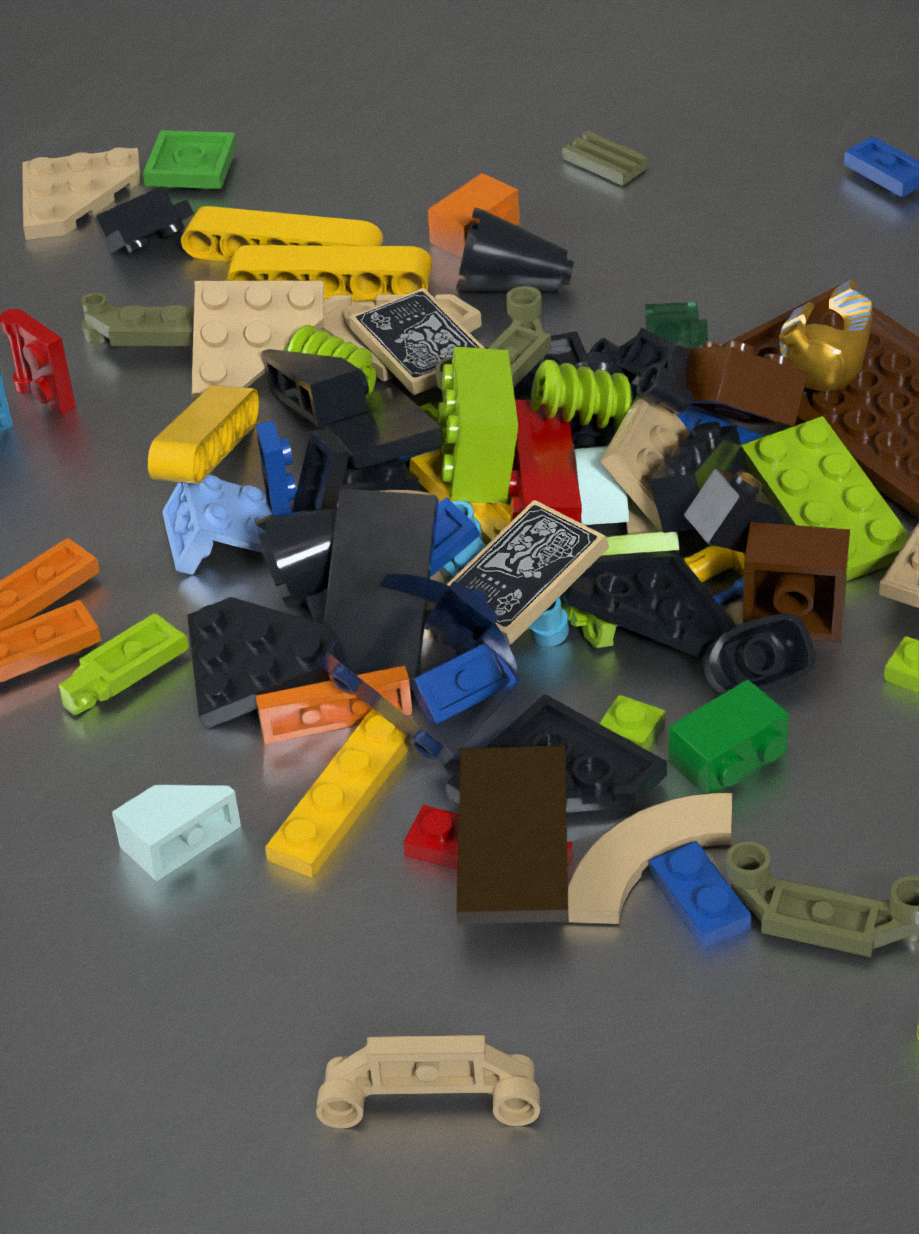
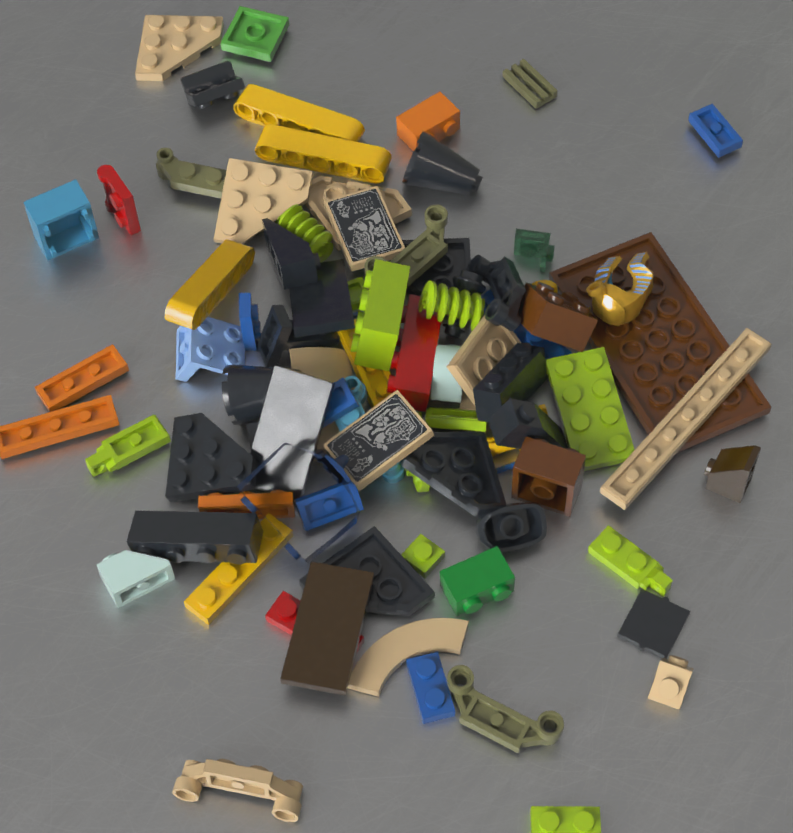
camera: 10 degrees right, 15 degrees up
(269, 747) = (196, 536): none -> black brick

